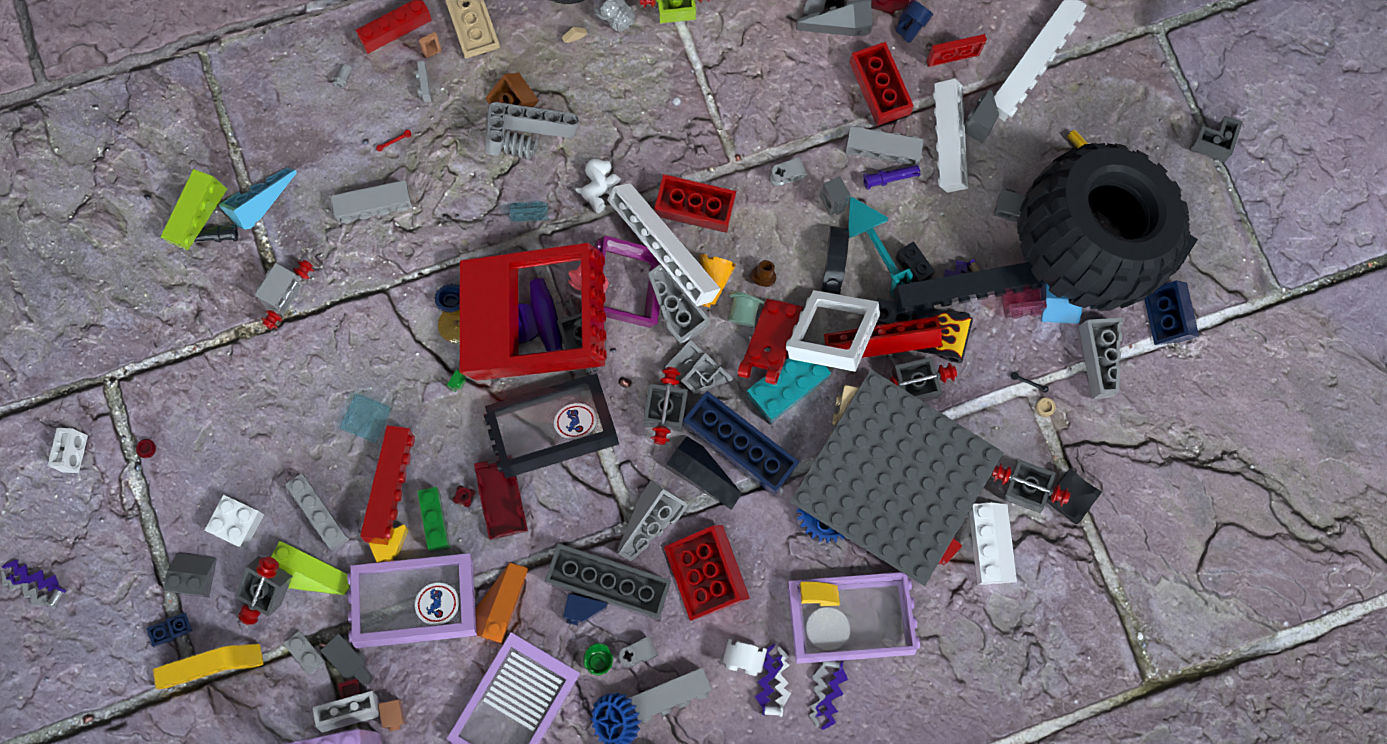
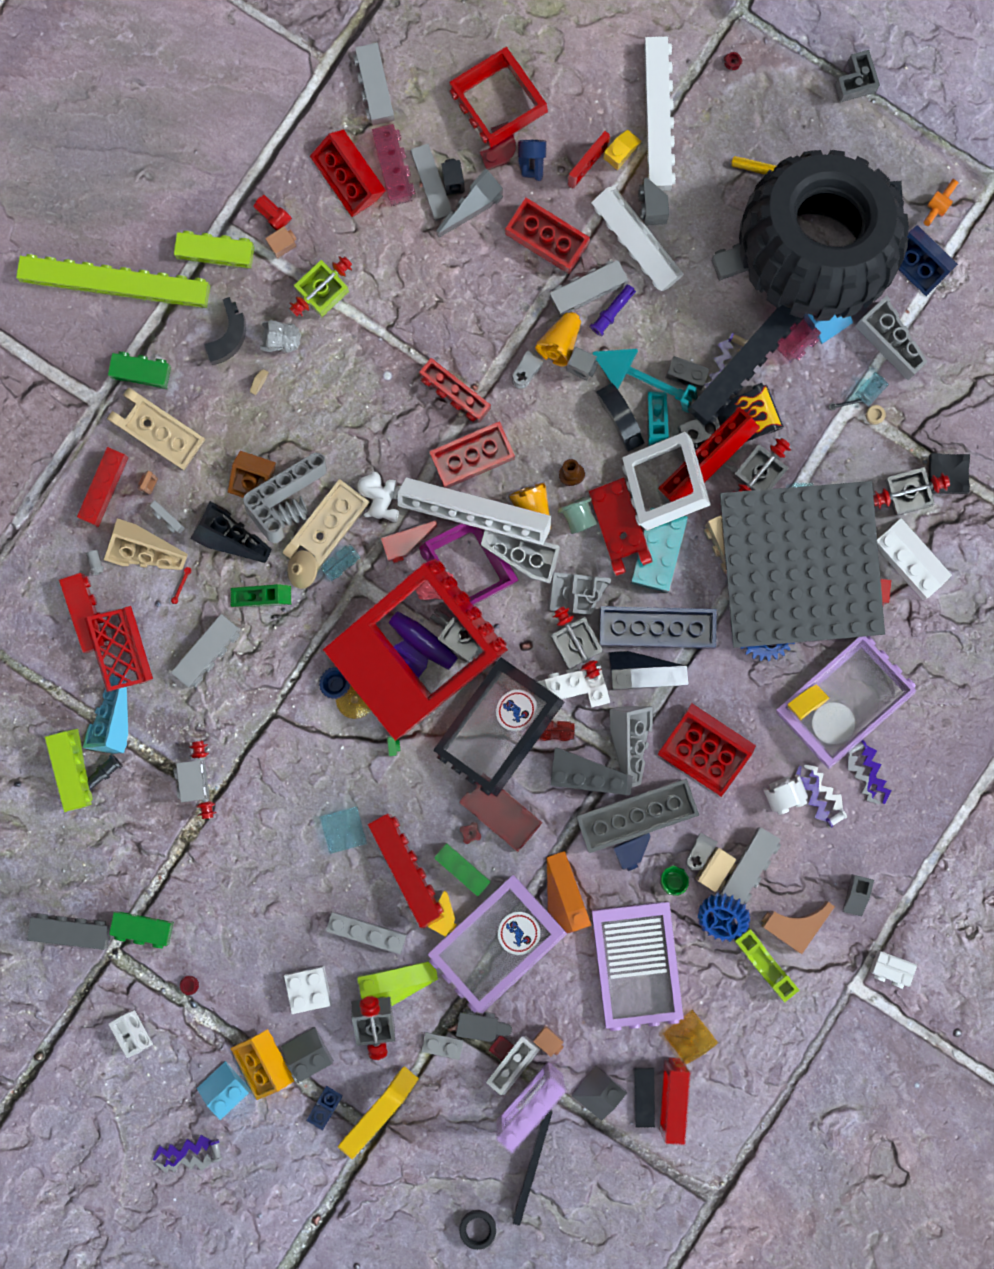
camera: 30 degrees left, 10 degrees up
(88, 336) = (68, 932): none -> dark grey brick
(101, 553) = (223, 1090): none -> medium azure slope
(145, 375) = (141, 929): none -> green brick
(149, 555) = (262, 1064): none -> light orange slope
(302, 105) = (82, 605): none -> red brick
(318, 159) = (134, 648): none -> red fence
(383, 86) = (137, 546): none -> tan wedge
(448, 191) = (261, 596): none -> green slope
(455, 121) = (224, 534): none -> black wedge
(495, 194) = (302, 569): none -> tan dish
(549, 175) = (332, 519): none -> tan hinge
(589, 230) = (404, 542): none -> slope
(590, 515) = (582, 773): none -> dark grey wedge
(601, 471) = (564, 732): none -> clear red hinge
(638, 439) = (575, 684): none -> white bracket
(639, 675) = (716, 869): none -> tan slope
(720, 146) = (455, 390): none -> red brick
(831, 165) = (560, 339): none -> light orange cone
(865, 280) = (657, 417): none -> teal slope
(988, 63) = (621, 149): none -> yellow slope
(1057, 383) = (872, 389): none -> clear light blue bracket
(1125, 56) = (732, 56): none -> dark red plate
(1218, 280) = (940, 203): none -> orange piece

